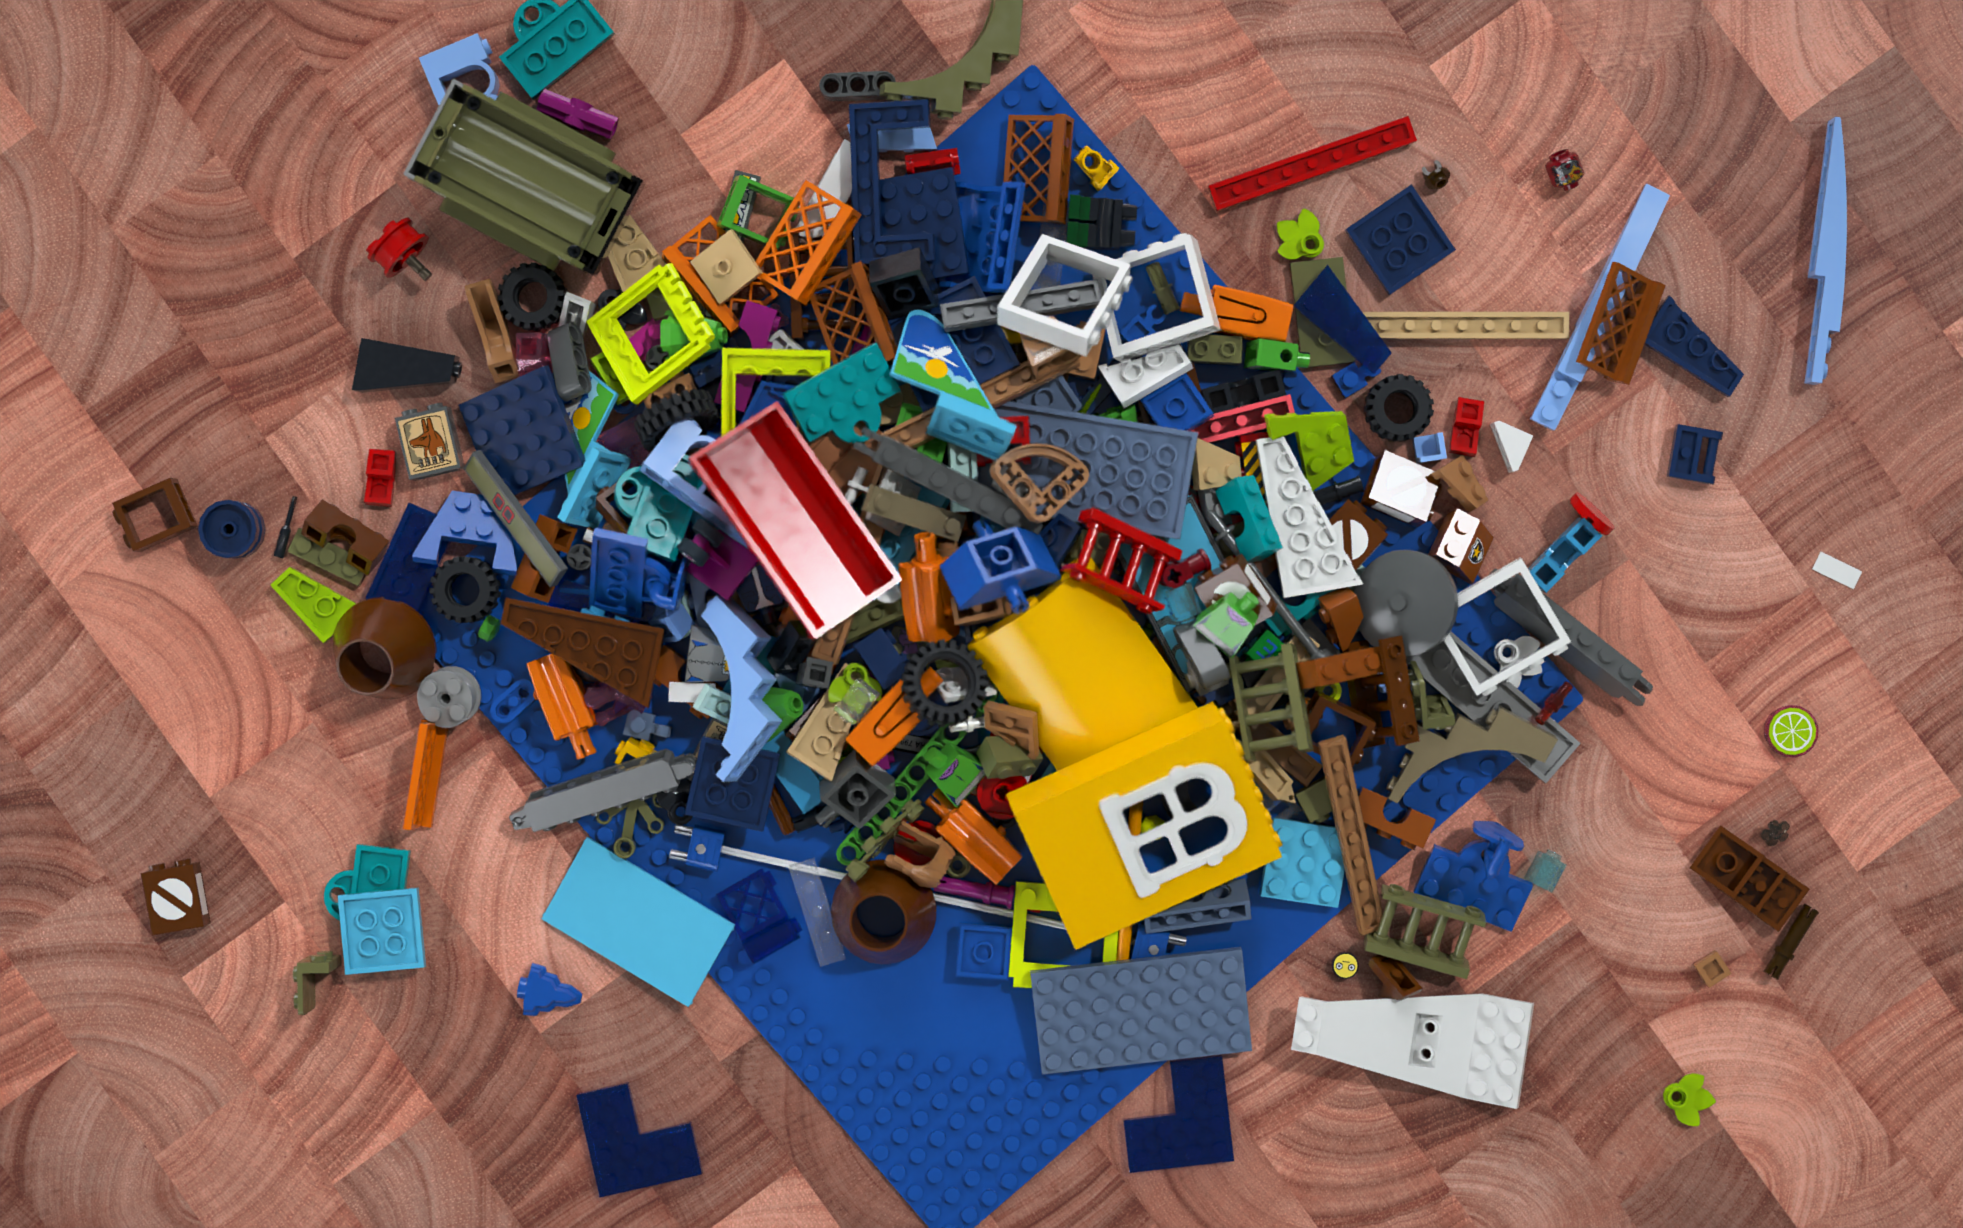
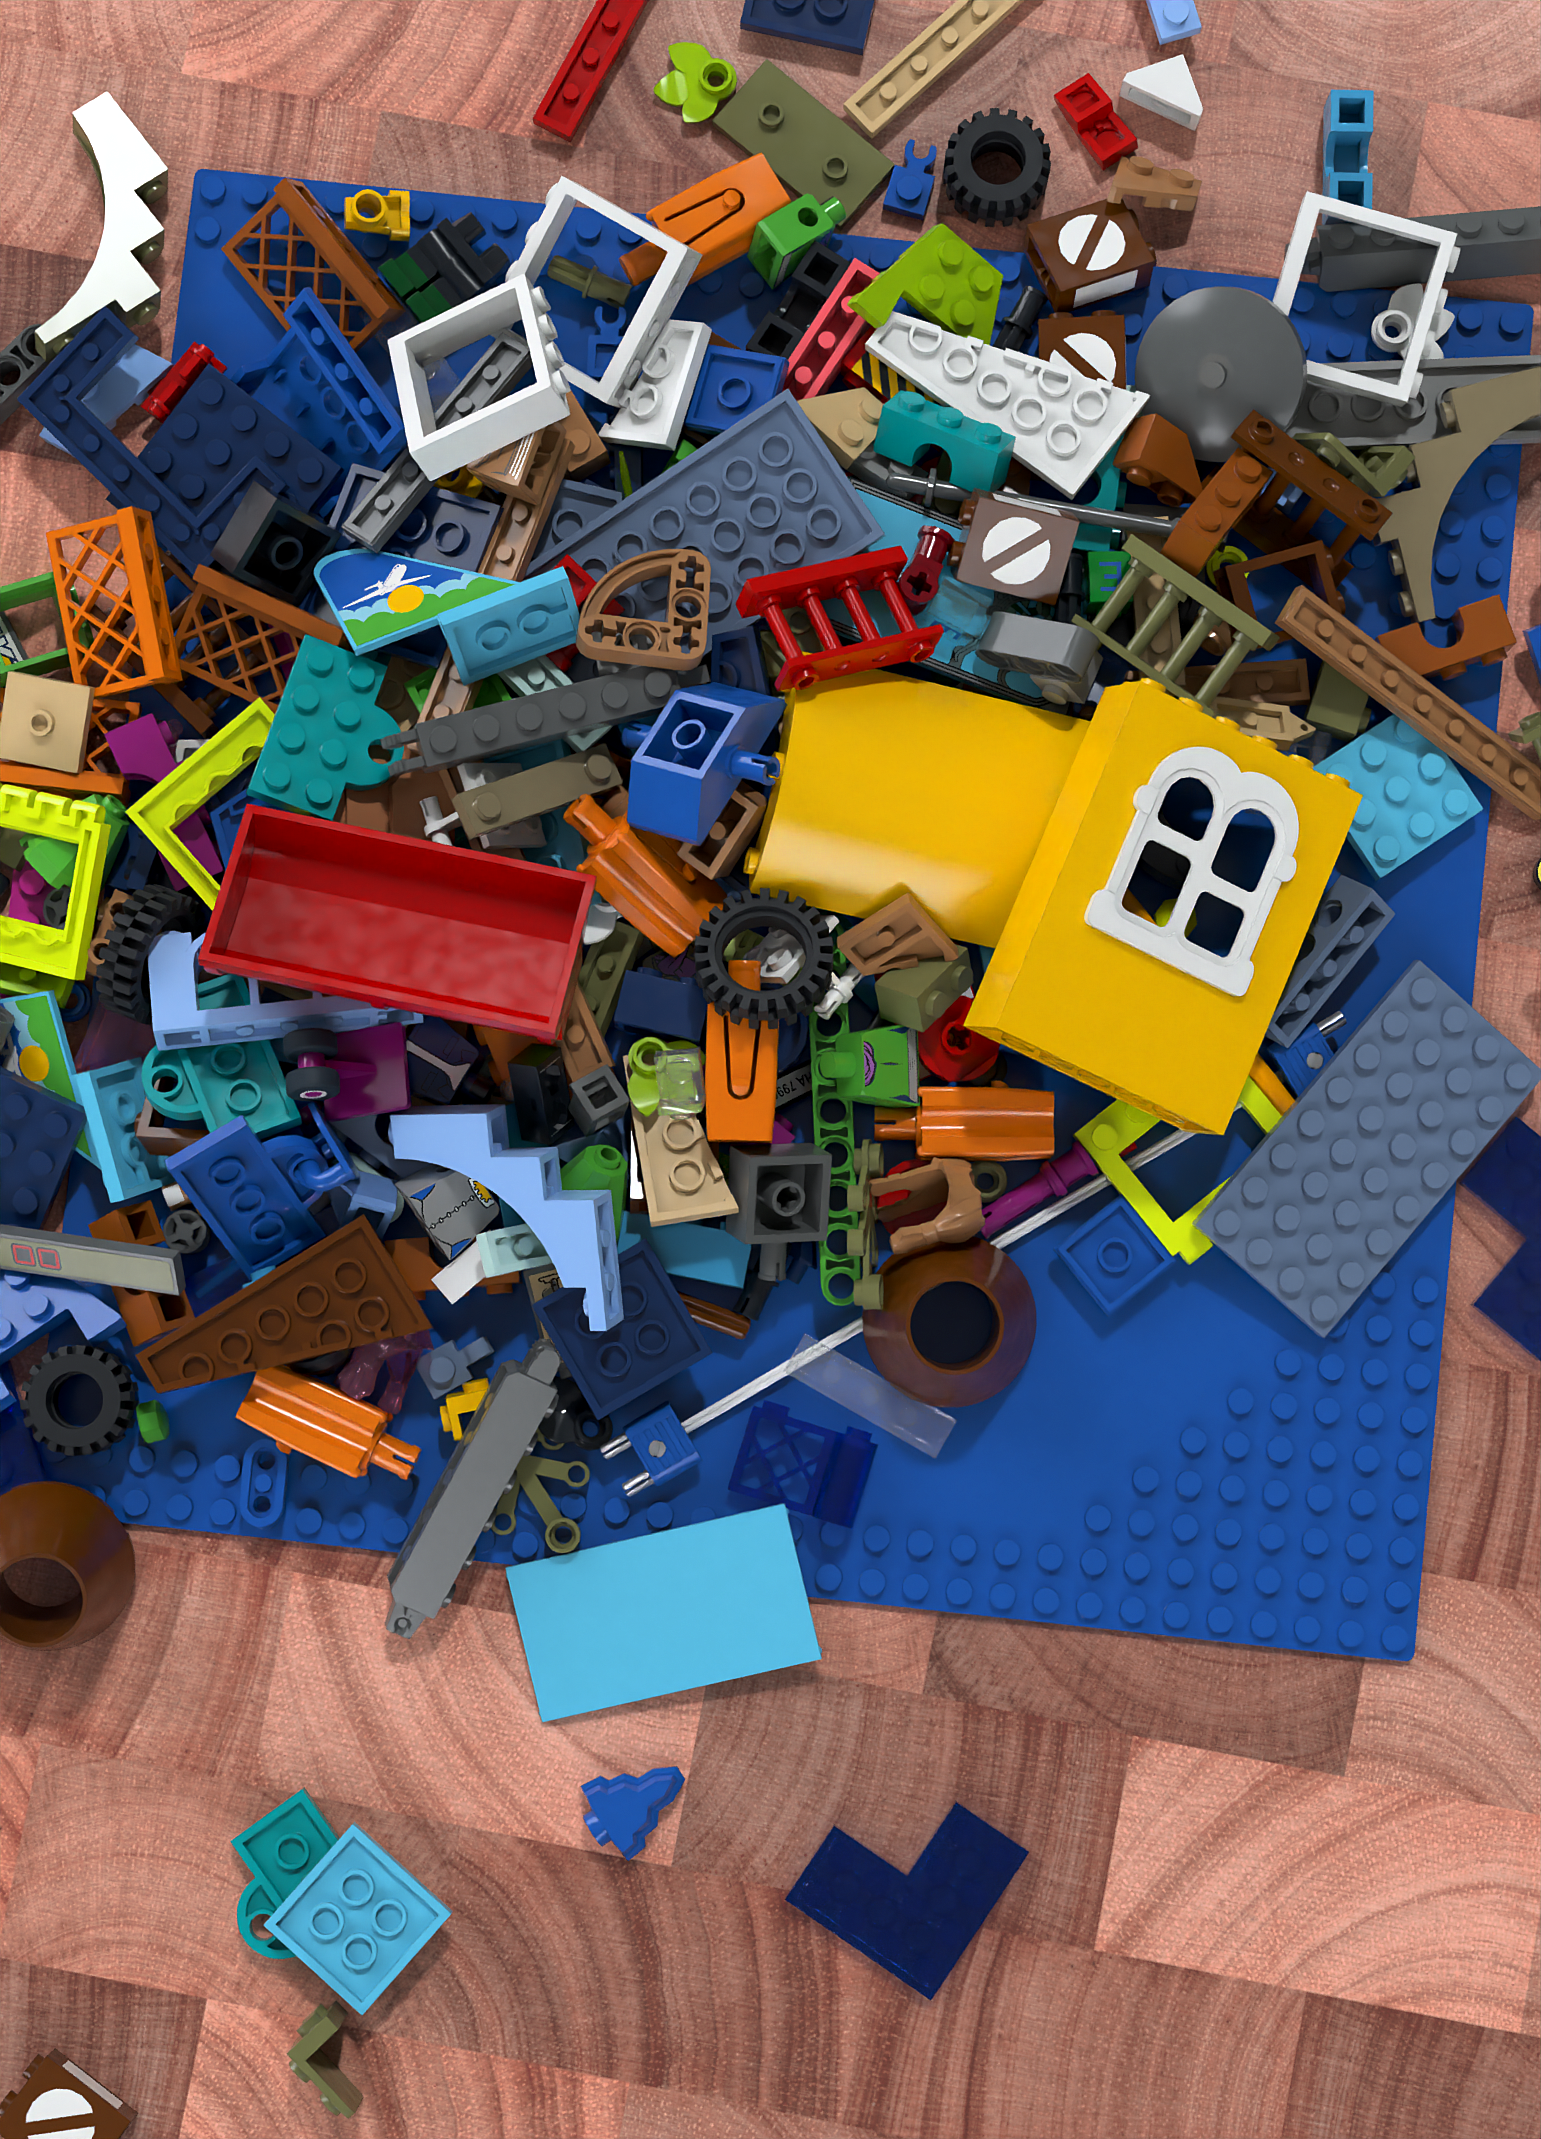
camera: 40 degrees left, 5 degrees down
(425, 776) = (237, 1673): orange fence -> none
(449, 696) = (164, 1570): light grey wheel -> none
(836, 182) = (84, 501): white brick -> none
(1215, 350) = (720, 291): olive brick -> none
(1228, 621) = (1035, 576): bright green torso -> none
(1339, 317) = (829, 126): clear blue wing -> none
(1429, 448) = (1077, 180): light blue panel -> none
(1461, 545) = (1219, 250): dark orange slope -> none
(1553, 703) = (1503, 336): clear red bar -> none
(1590, 512) = (1325, 80): red tile -> none

